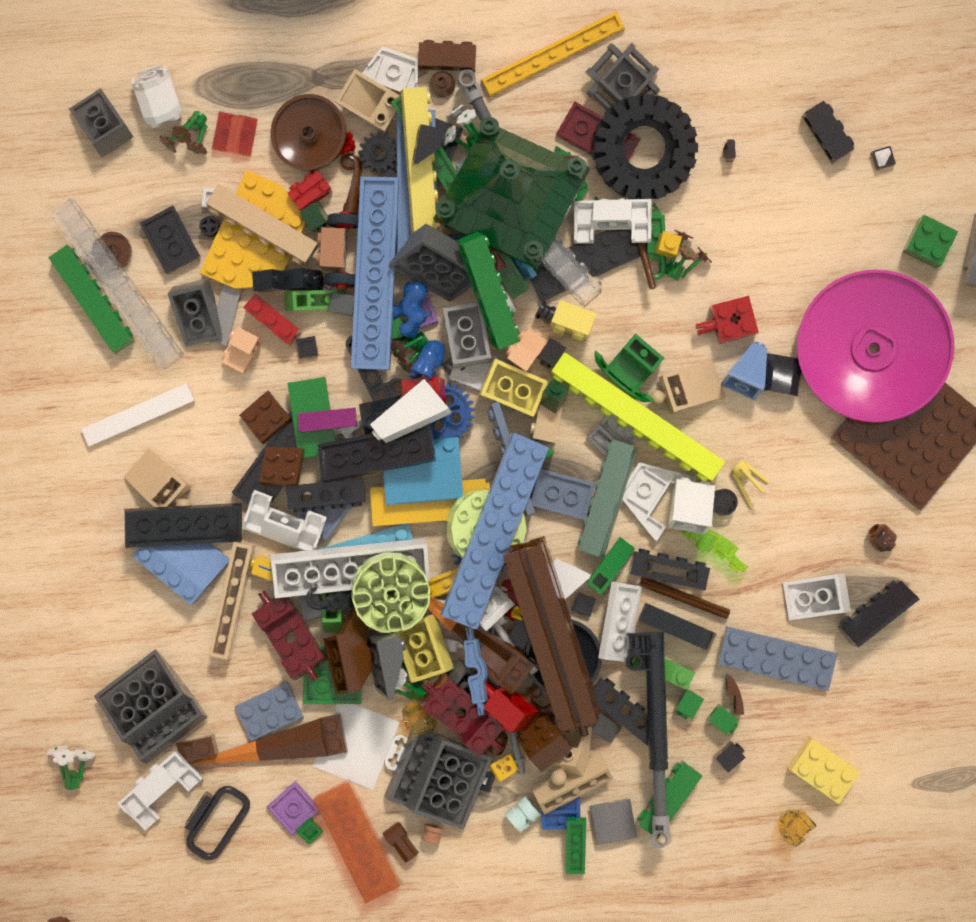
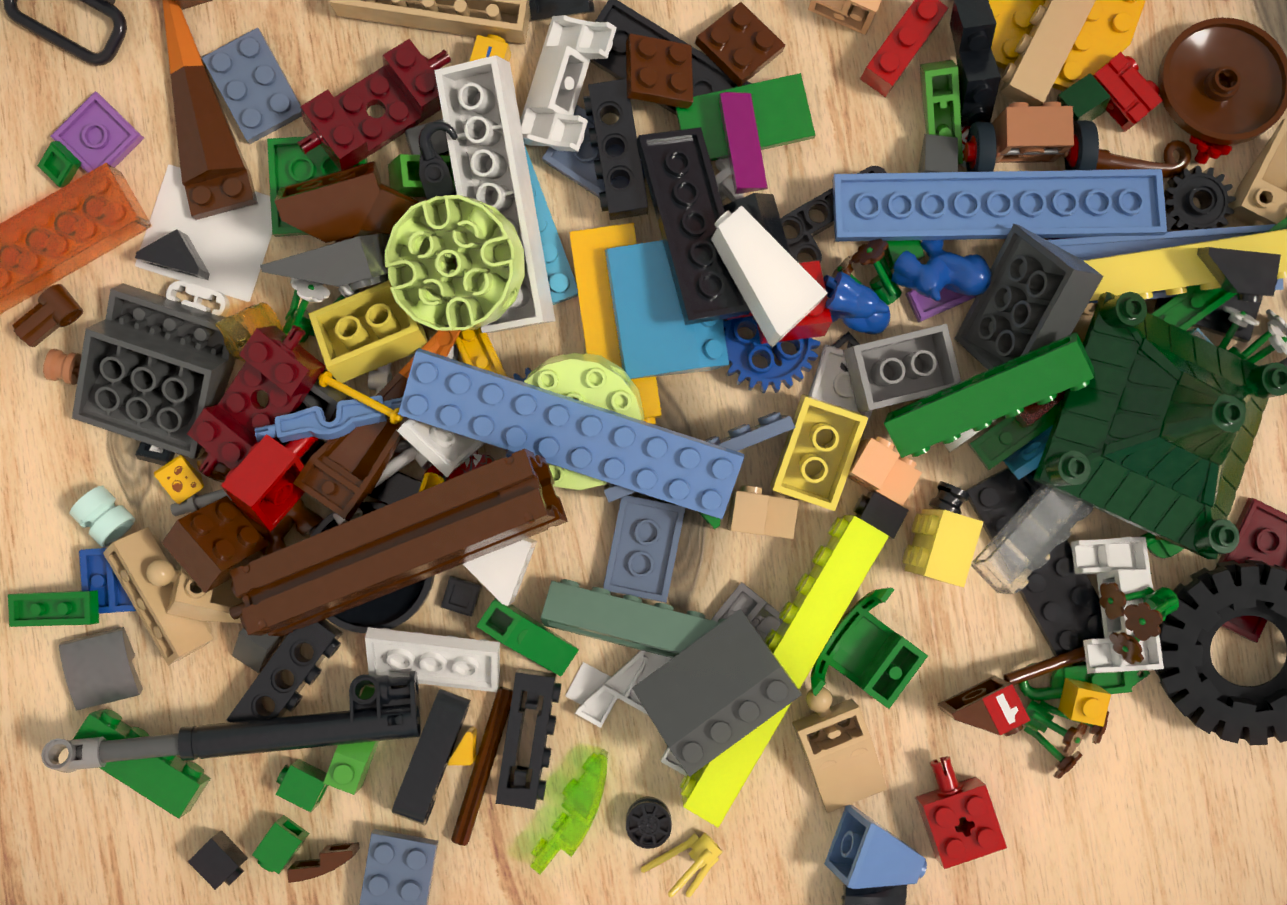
camera: 85 degrees right, 0 degrees up
(307, 347) = (861, 107): black tile -> none
(369, 763) = (175, 254): none -> black slope
(452, 672) = (326, 379): none -> yellow axle
(554, 396) = (810, 523): dark green brick -> none
(621, 214) = (1141, 619): none -> reddish brown plant
(640, 534) = (586, 683): none -> white sticker
(646, 457) = (716, 692): none -> dark grey slope
(667, 299) = (988, 706): none -> slope
(675, 607) = (467, 749): none -> yellow slope
(691, 506) = (634, 774): white slope -> none
(729, 150) = (1249, 797): black tile -> none

